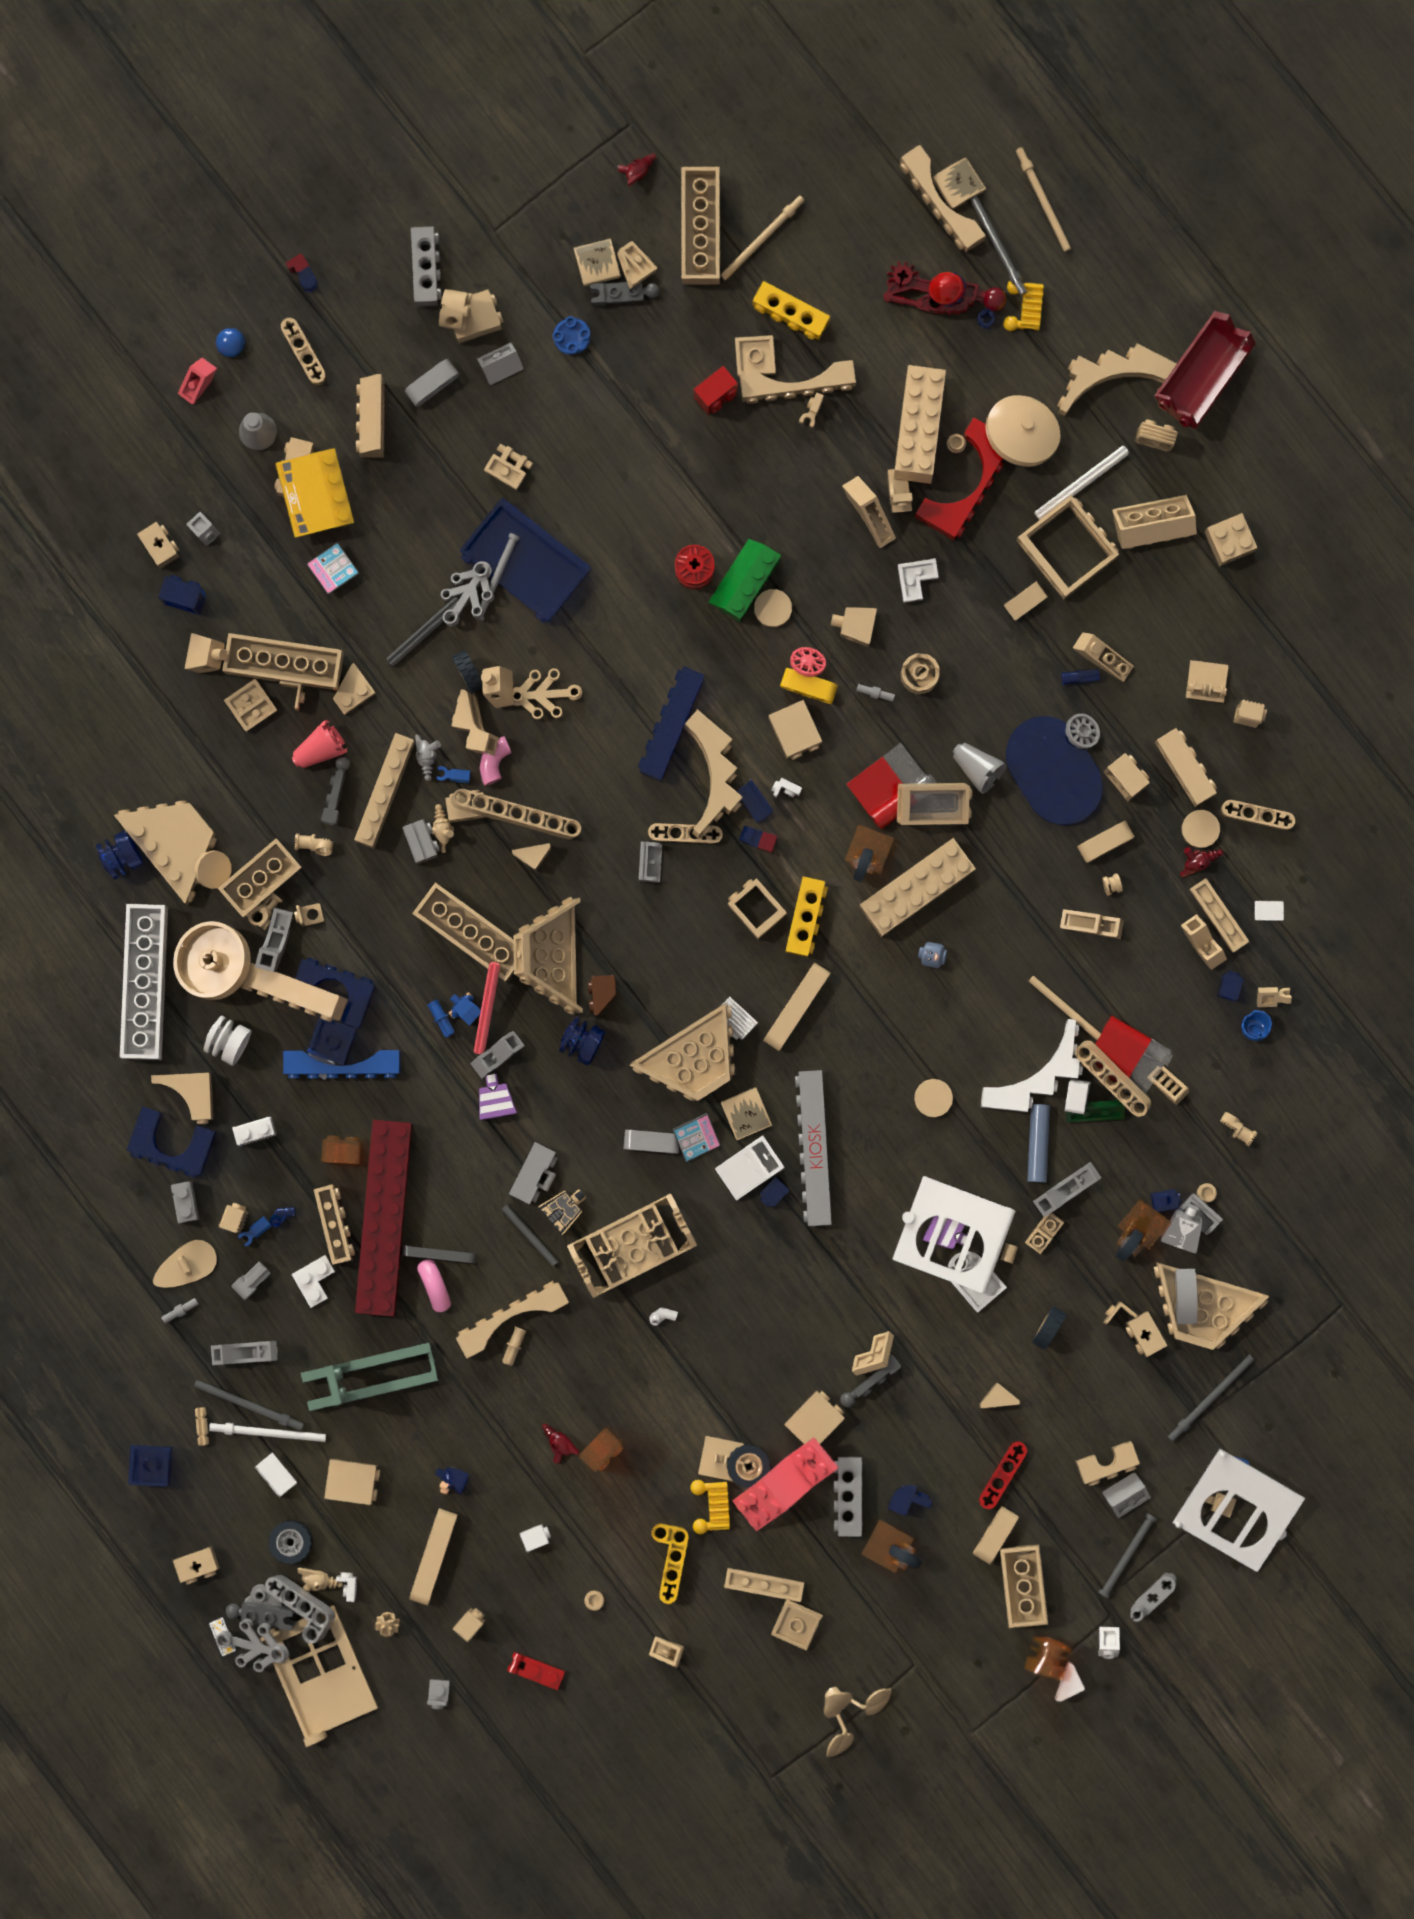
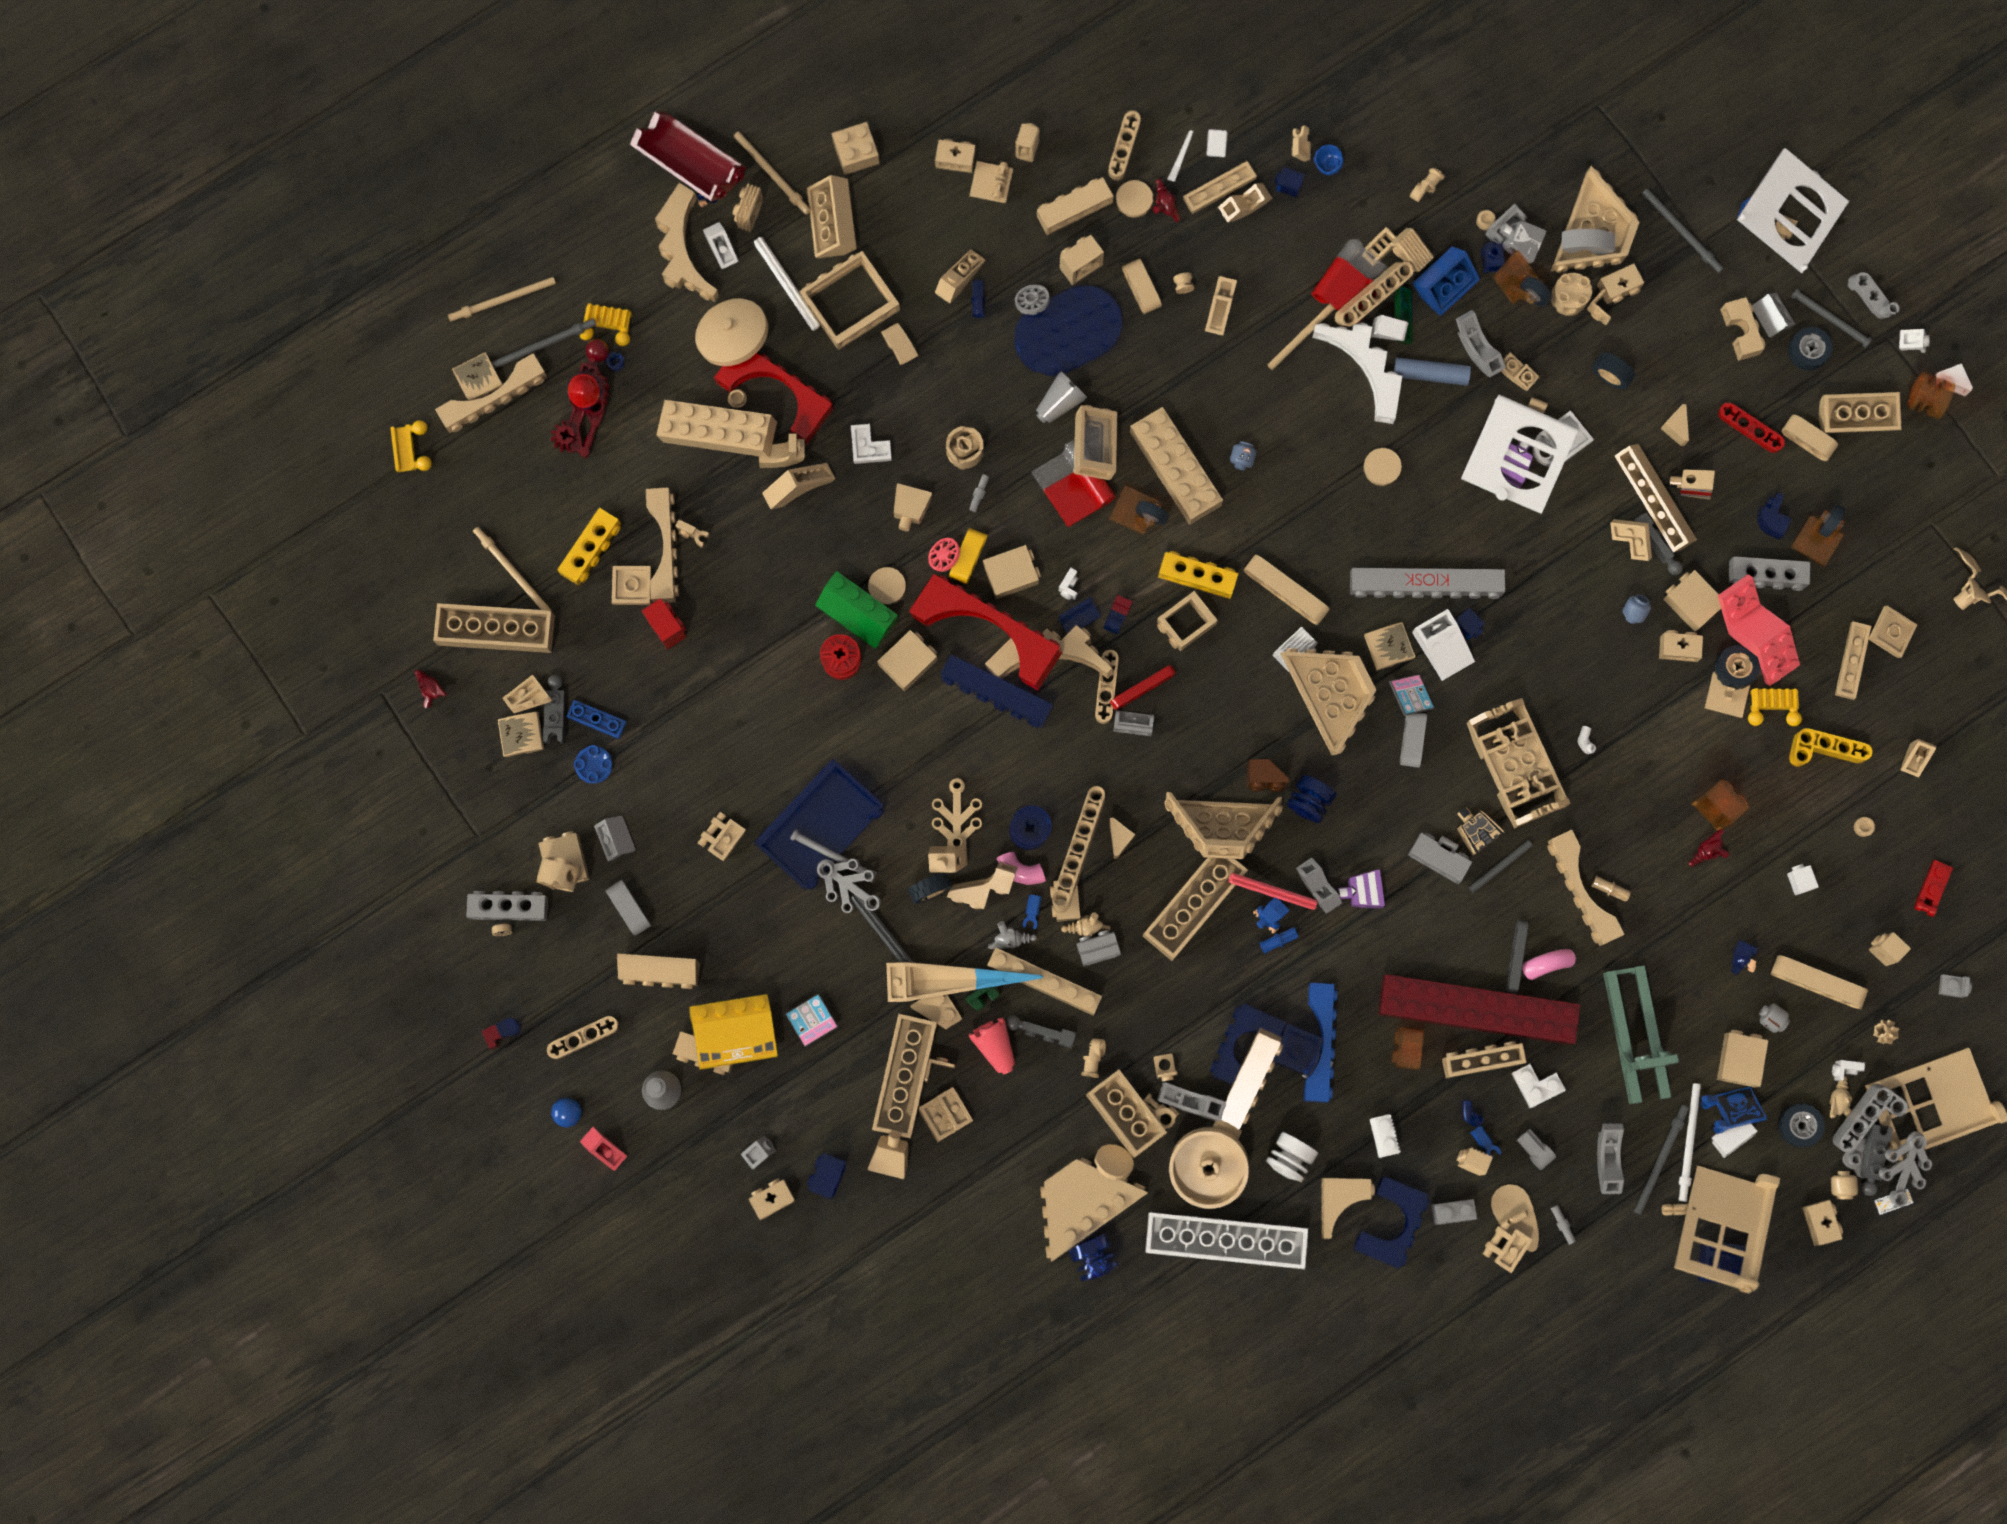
camera: 85 degrees left, 5 degrees down
(150, 1260) = (1512, 1250): none -> tan plate
(207, 1474) = (1732, 1205): none -> tan door
(234, 1585) = (1844, 1185): none -> tan head
(303, 1476) = (1737, 1108): none -> flag
(363, 725) = (975, 1000): none -> dark green hips
(377, 672) = (920, 980): none -> tan plate
(394, 1512) = (1774, 1018): none -> light grey head
(402, 263) = (501, 930): none -> tan tile
(536, 754) = (1034, 817): none -> clear blue wheel
(614, 345) = (606, 724): none -> blue tile
(685, 869) = (1143, 687): none -> red beam
(697, 634) = (908, 660): none -> tan brick
(708, 755) = (945, 600): none -> red arch
(761, 1397) = (1671, 651): none -> tan brick
(800, 1361) = (1637, 609): none -> sand blue head
(880, 118) = (403, 448): none -> yellow gear
(918, 1376) = (1655, 497): none -> tan brick
(936, 1423) = (1700, 486): none -> tan torso
(1102, 1538) = (1799, 348): none -> black wheel
(1116, 412) = (720, 245): none -> white slope
(1130, 1283) = (1571, 294): none -> tan brick
(1136, 1154) = (1446, 280): none -> blue slope
(1164, 1115) = (1411, 249): none -> tan brick
(1173, 483) = (795, 198): none -> tan bar
(1226, 651) = (962, 162): none -> tan brick
(1227, 866) = (1174, 172): none -> white sticker

